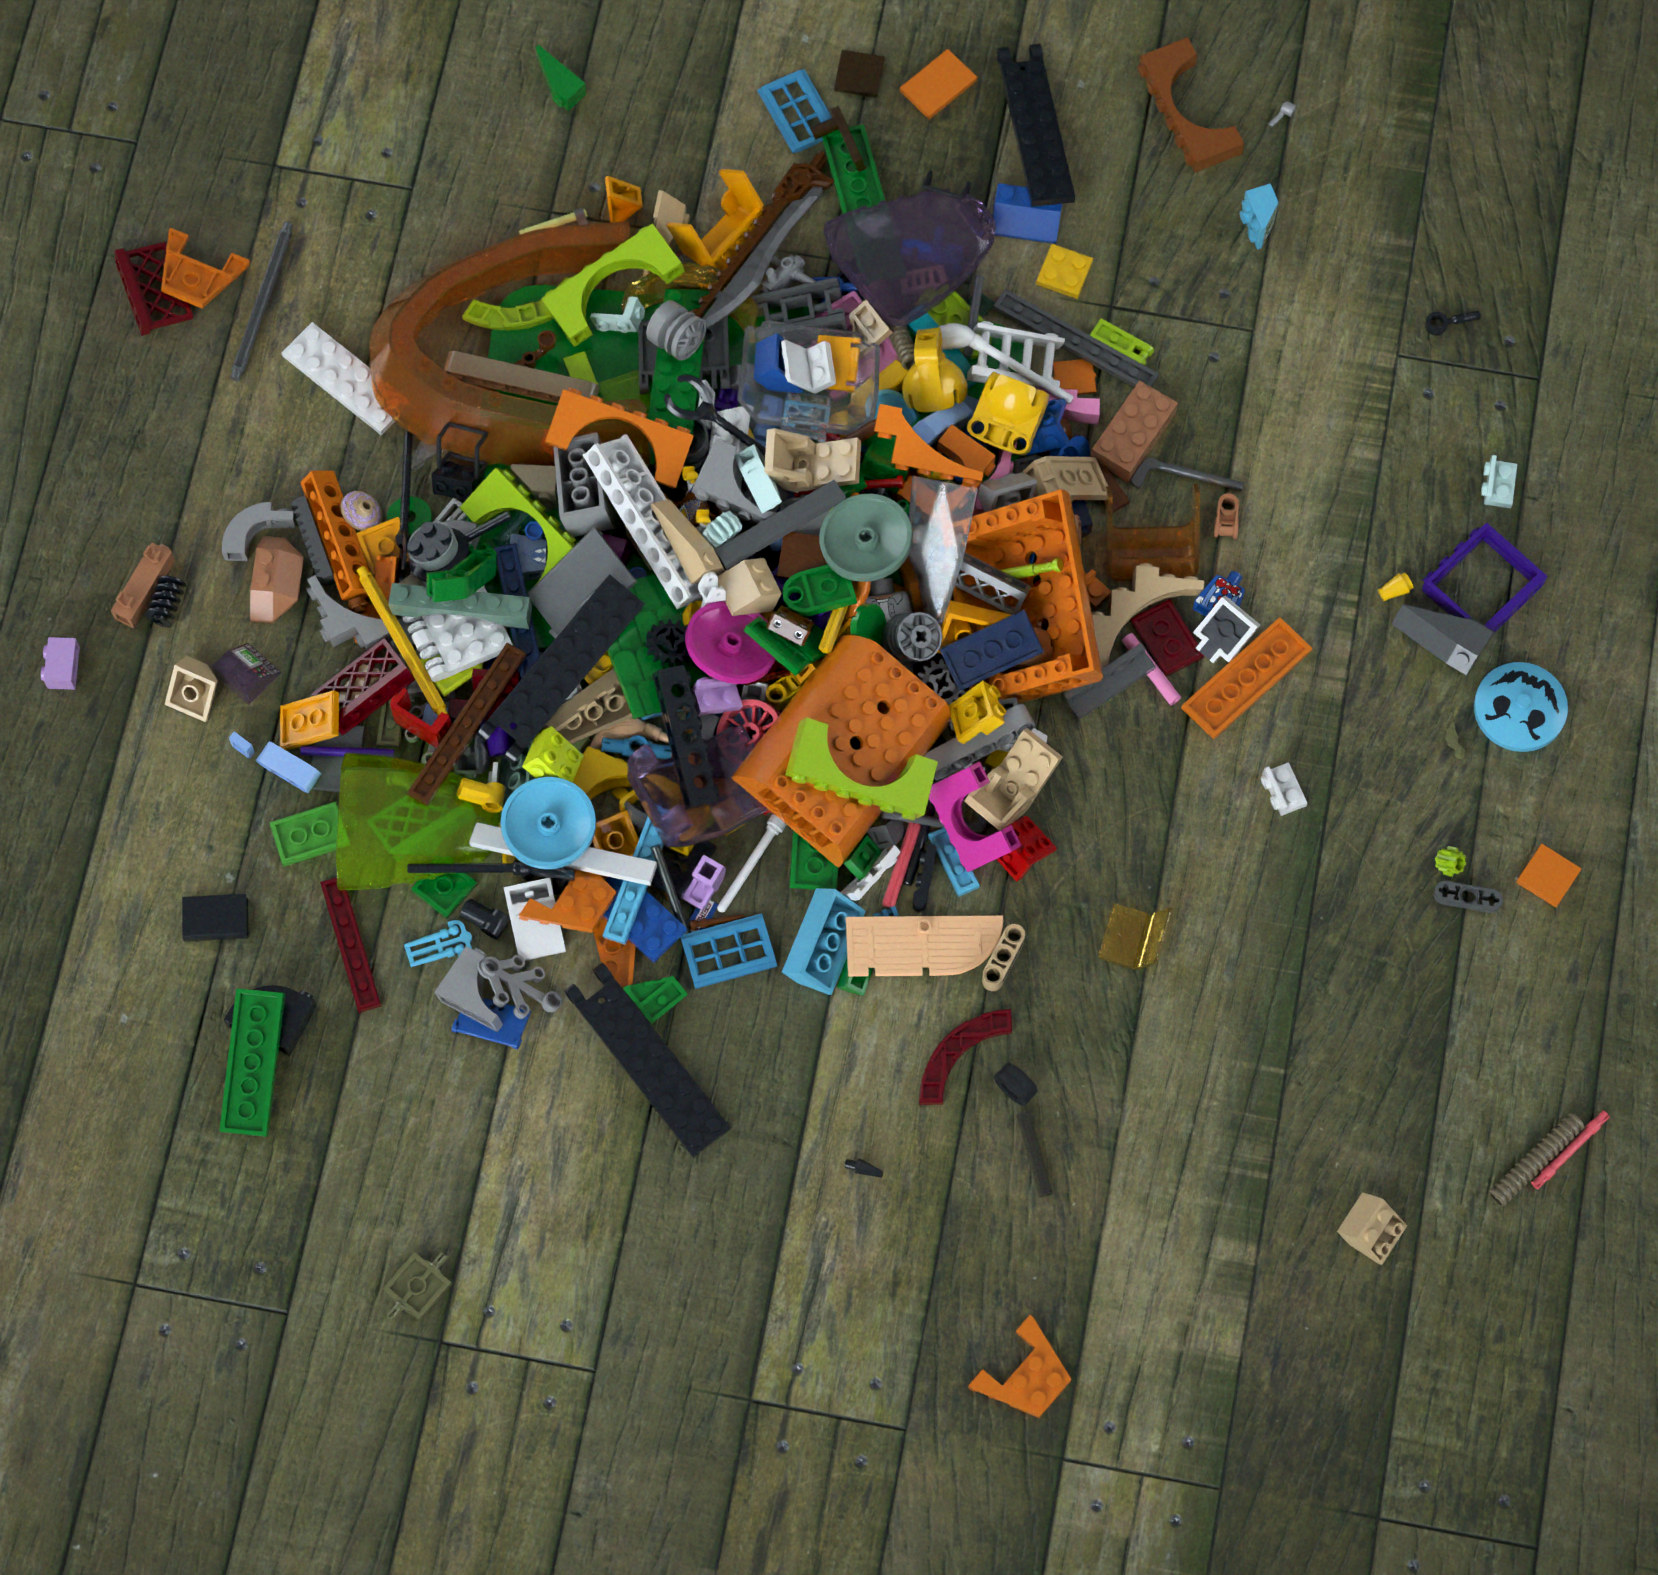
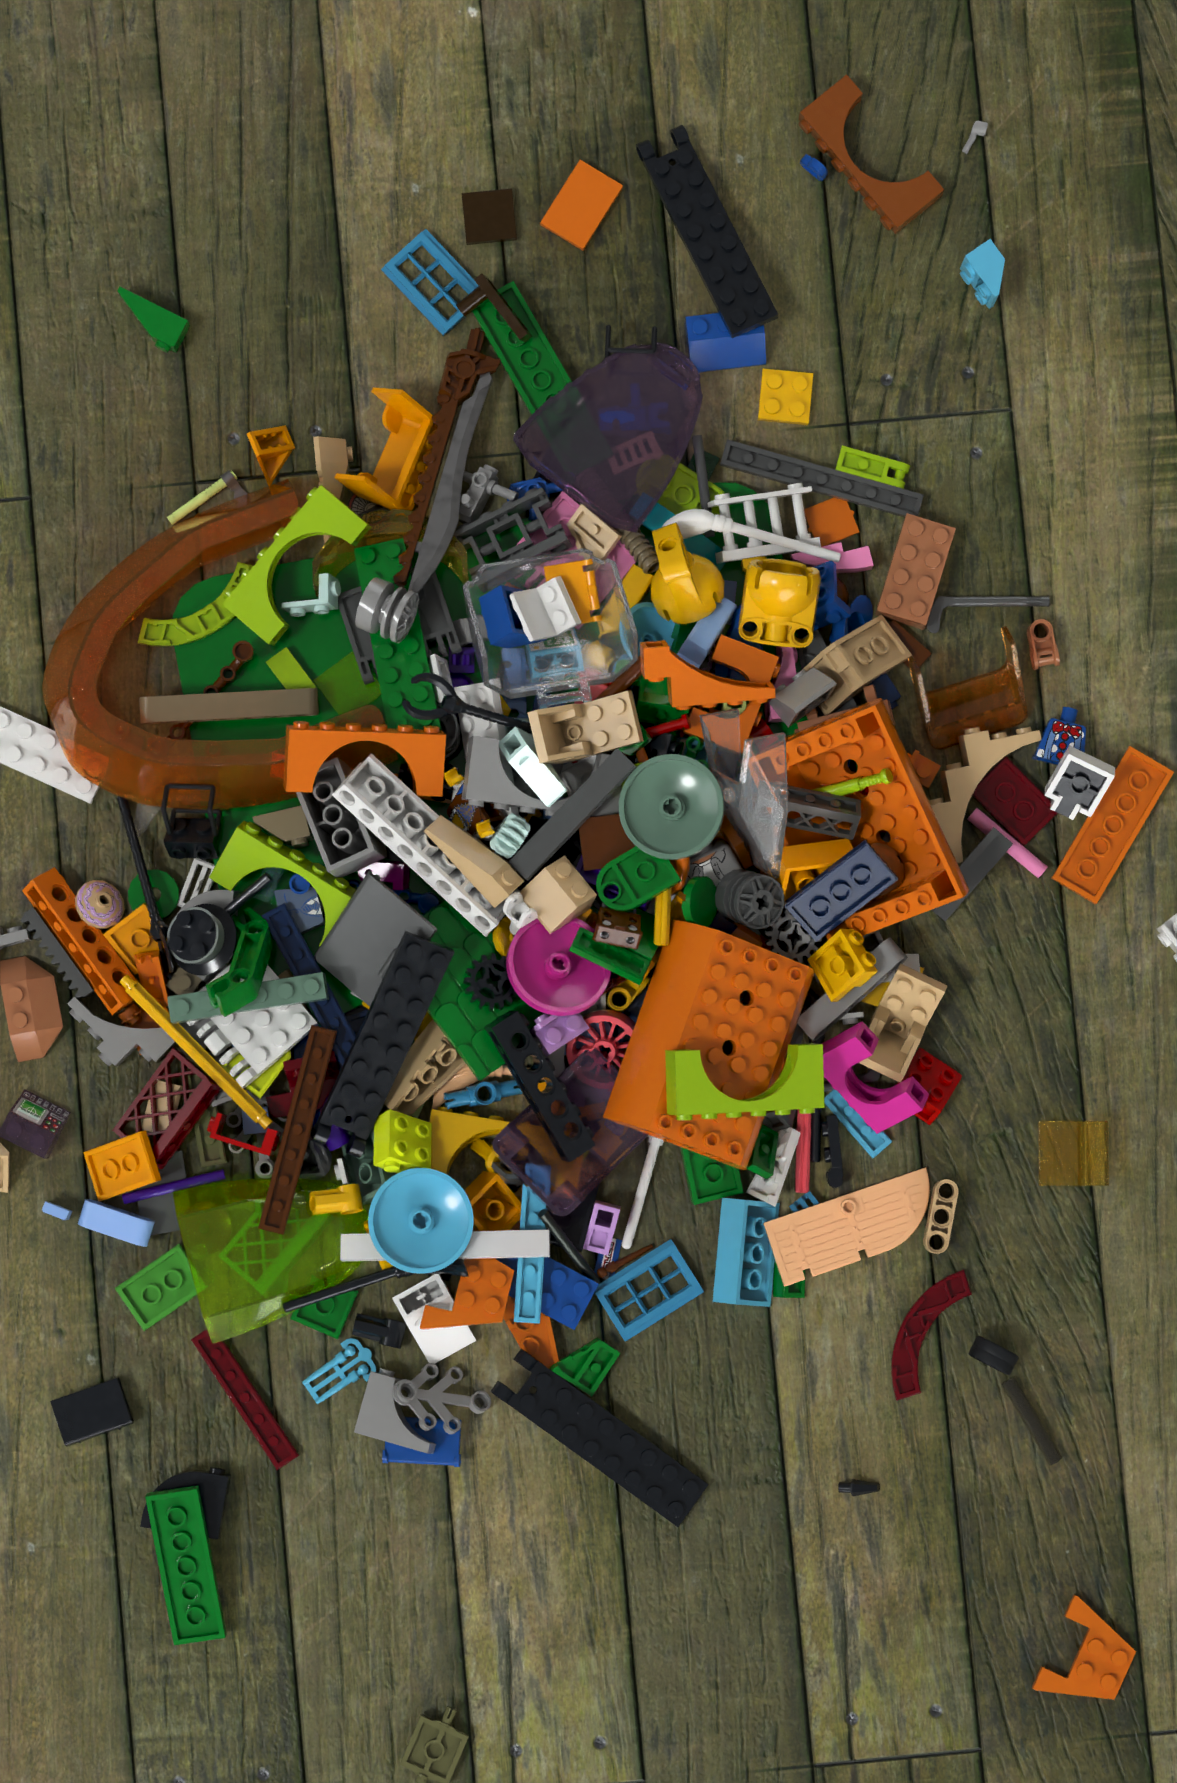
camera: 20 degrees left, 15 degrees up
(1141, 103) = (814, 167): none -> blue tile

